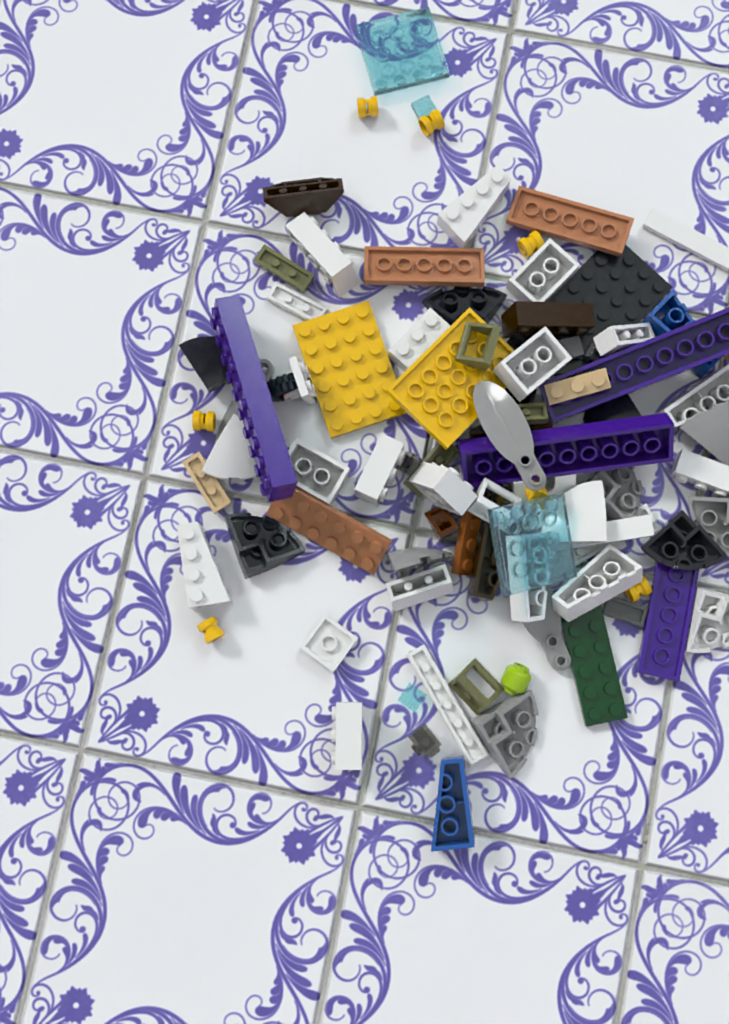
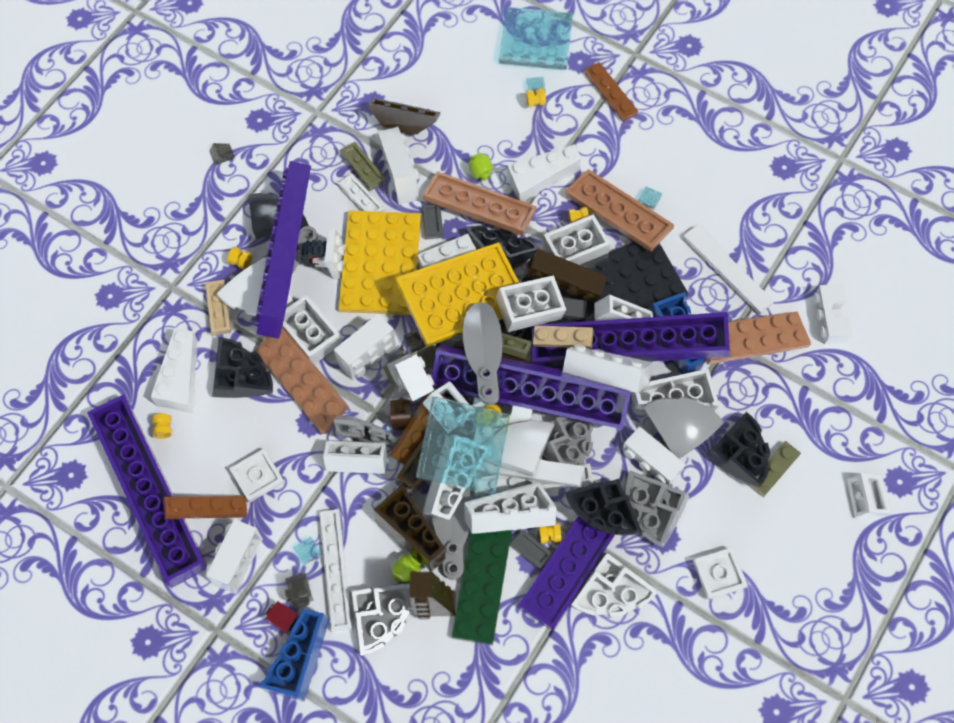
camera: 20 degrees right, 15 degrees down
(127, 309) = (221, 153): none -> clear smoke slope
(228, 701) = (145, 489): none -> dark purple brick
(296, 698) = (205, 507): none -> dark orange plate
(372, 106) = (488, 69): yellow wheel -> none
(382, 304) = (432, 221): none -> dark grey tile
(408, 224) = (481, 166): none -> lime head
(419, 773) = (281, 617): none -> dark red brick
(422, 440) = (414, 340): none -> clear smoke slope
(469, 693) = (360, 567): olive tile -> none
(492, 332) = (489, 287): olive tile -> none
(505, 86) = (611, 92): none -> dark orange plate
(505, 638) = (409, 527): none -> dark brown wedge
(557, 703) = (431, 596): none -> dark brown wedge
(592, 194) = (650, 197): none -> clear light blue tile
(638, 405) = (608, 368): none -> white wedge

